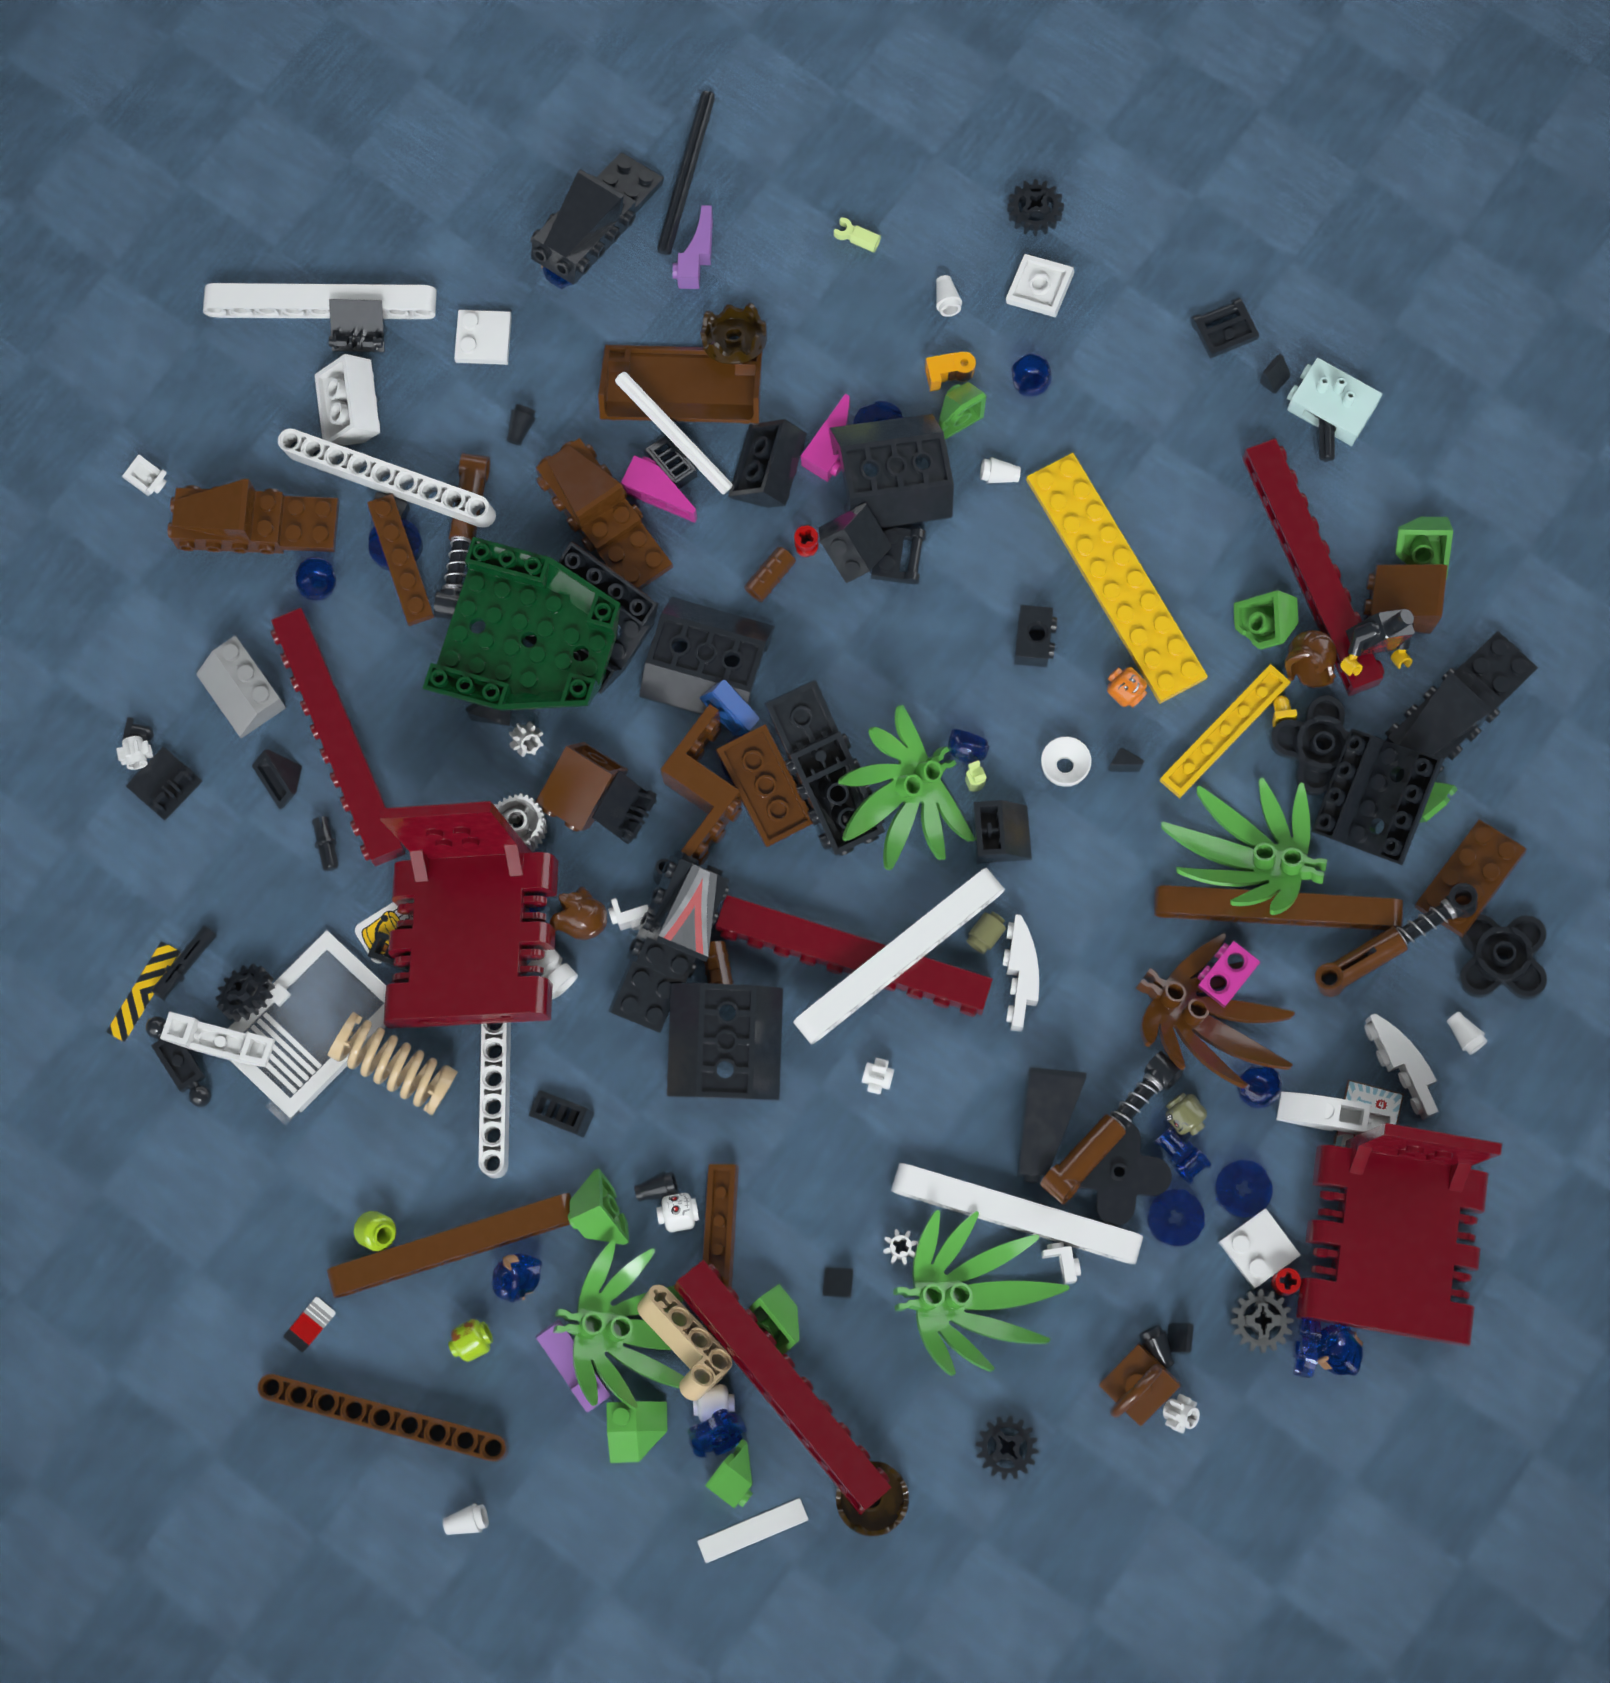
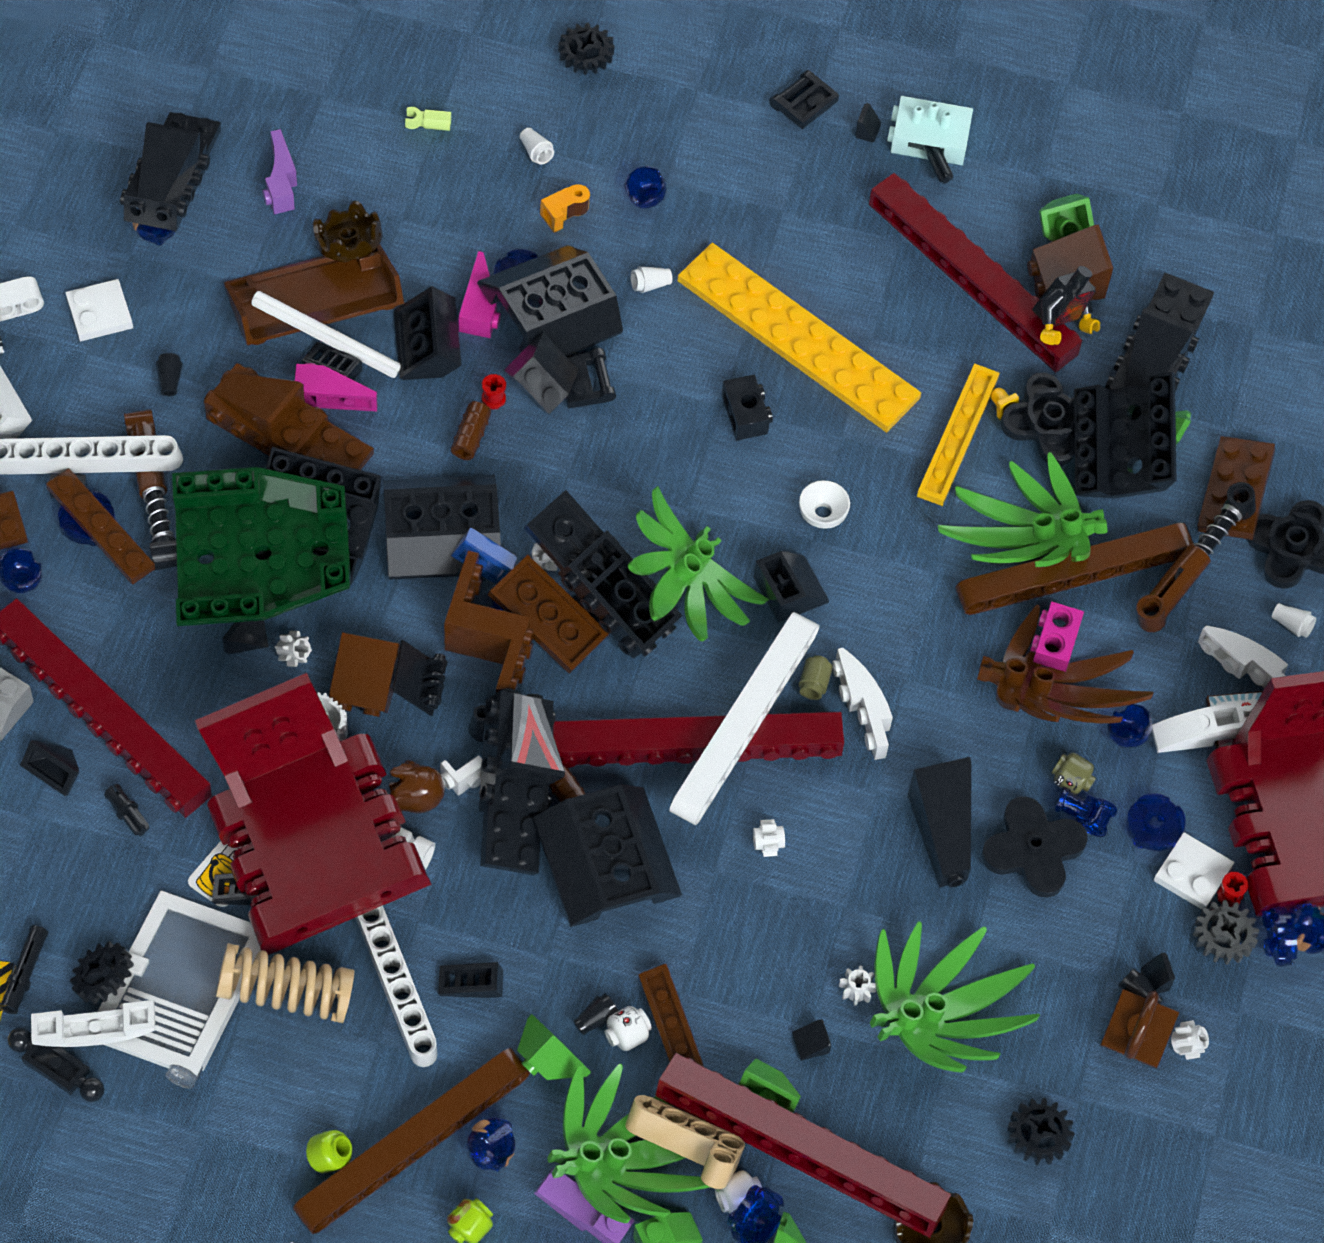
camera: 30 degrees left, 15 degrees down
(686, 173) = (240, 113): black axle -> none
(961, 408) = (594, 230): bright green slope -> none
(967, 746) = (726, 523): clear blue hair -> none
(975, 777) = (745, 543): yellowish green bar -> none
(1017, 1213) = (955, 916): white beam -> none
(1040, 285) = (619, 112): white plate -> none
(1065, 1178) = (990, 860): reddish brown piece -> none
(1069, 1267) = (1024, 946): white bracket -> none
(1126, 687) = (851, 423): orange head -> none
(1126, 762) = (880, 488): black slope -> none
(1192, 1221) = (1106, 886): clear blue plate -> none
(1267, 618) = (952, 325): bright green slope -> none
(1311, 659) = (1011, 346): reddish brown hair -> none

